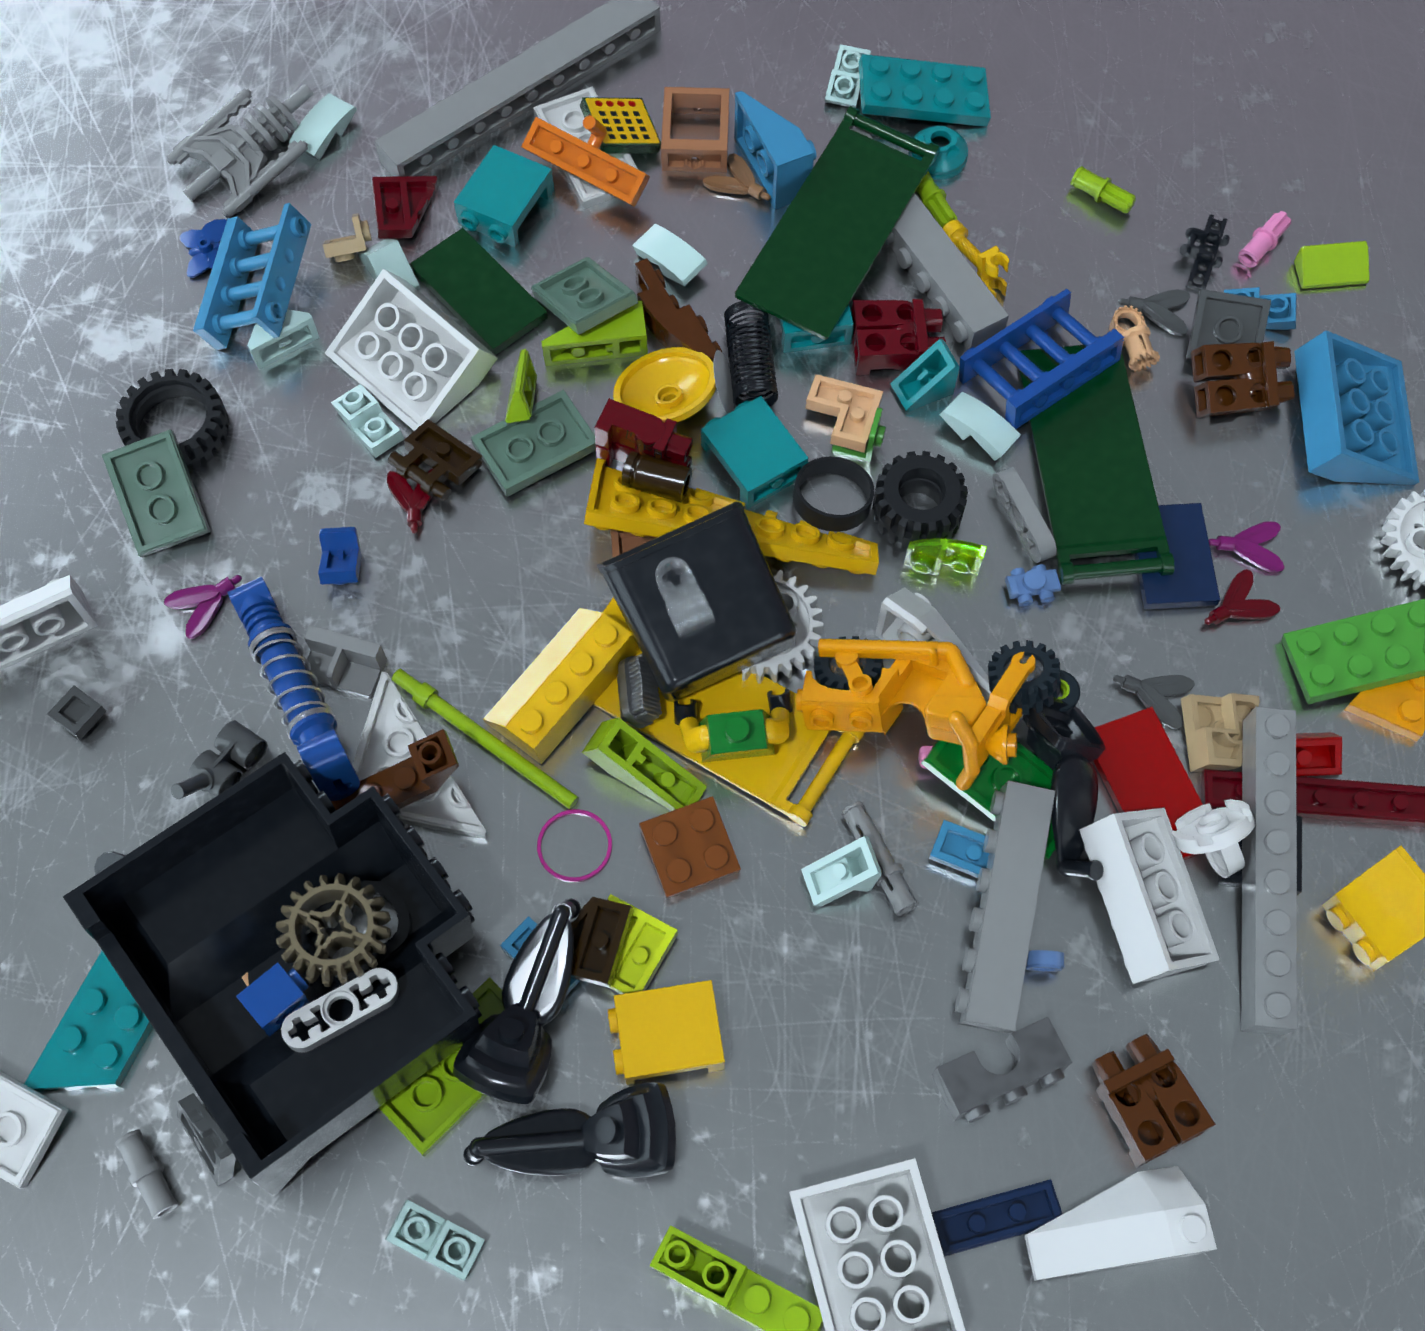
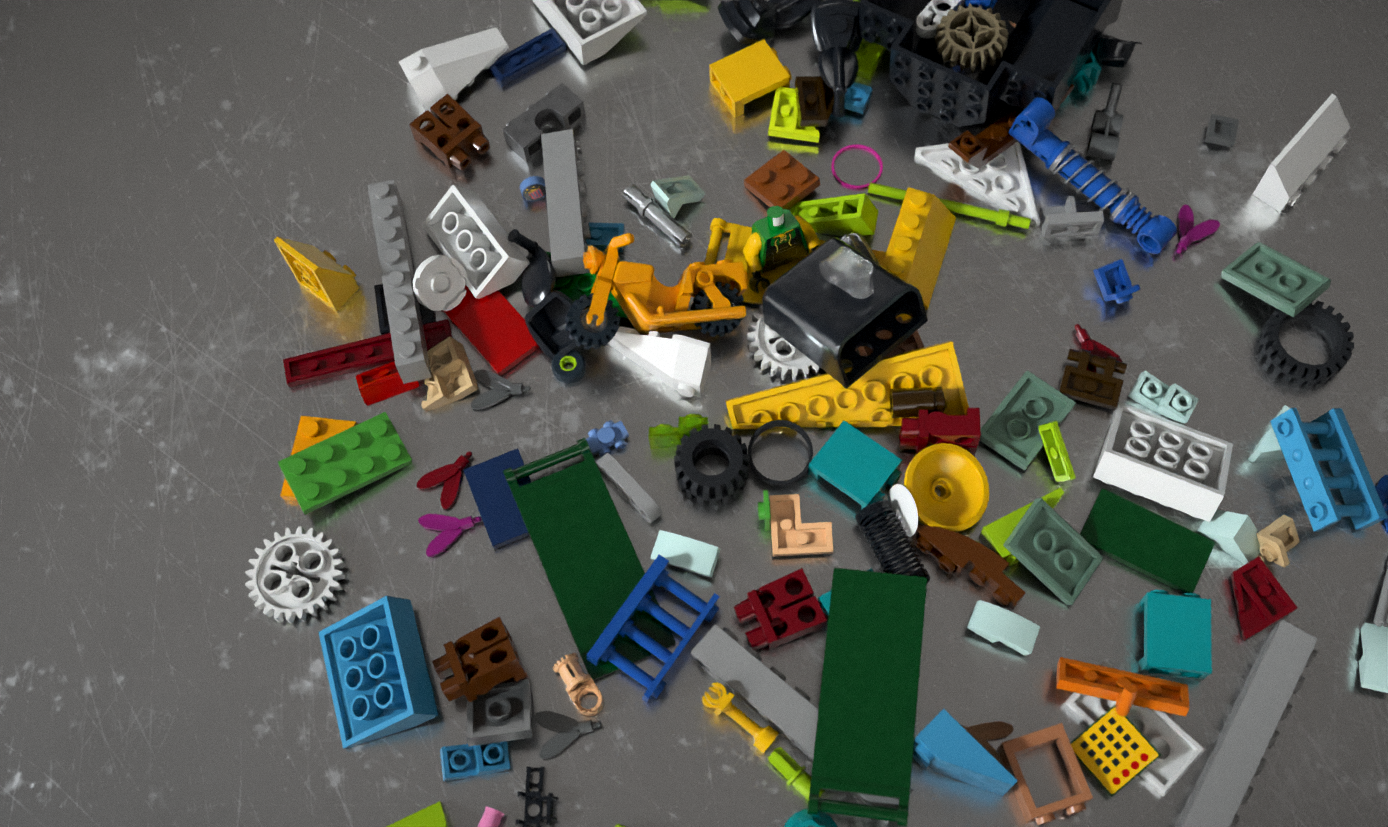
camera: 165 degrees right, 0 degrees up
(927, 378) = (741, 578): teal slope -> none

